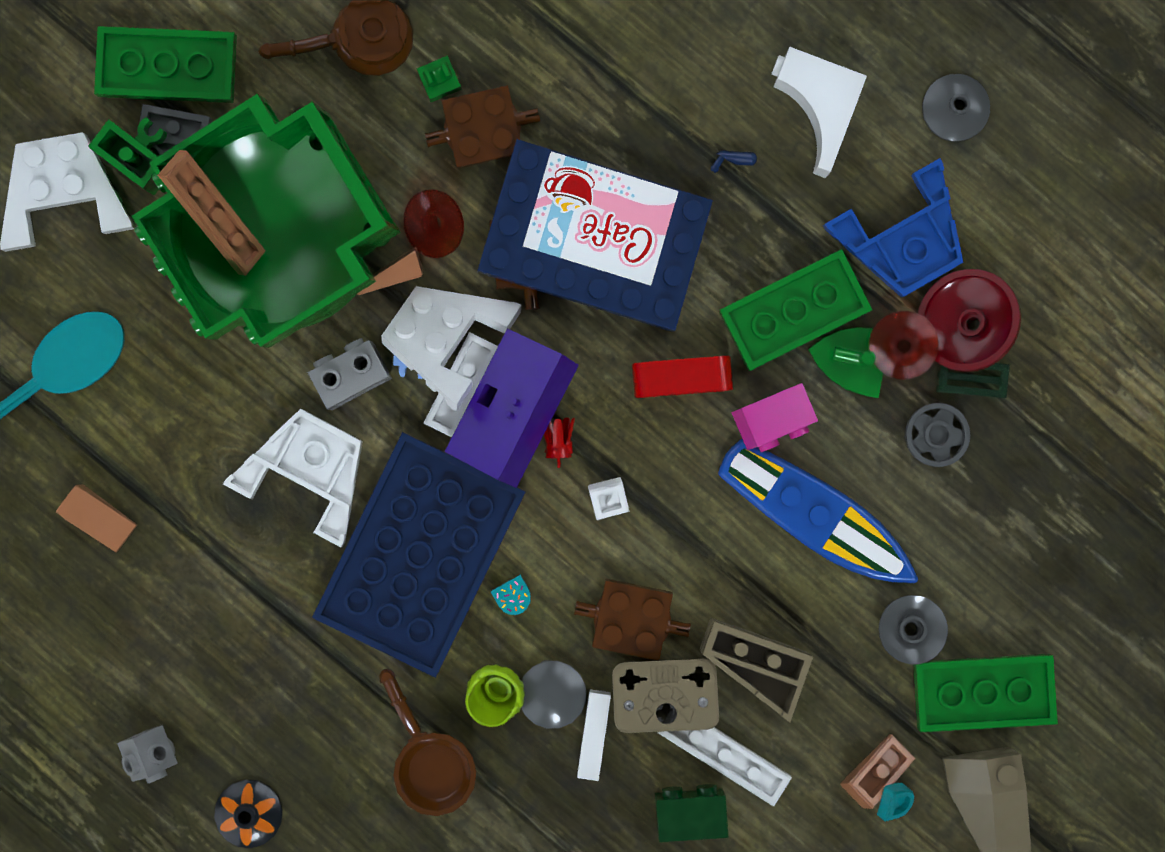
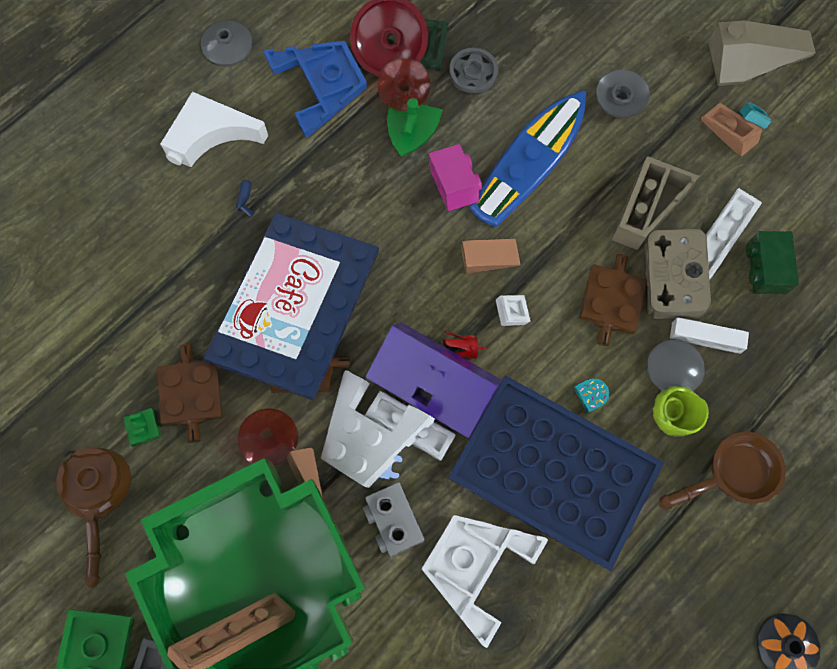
camera: 85 degrees left, 15 degrees down
(679, 468) = (489, 254): none -> nougat slope
(682, 376) = (416, 246): red beam -> none
(795, 310) = (370, 160): green plate -> none
(985, 693) = (670, 50): green plate -> none

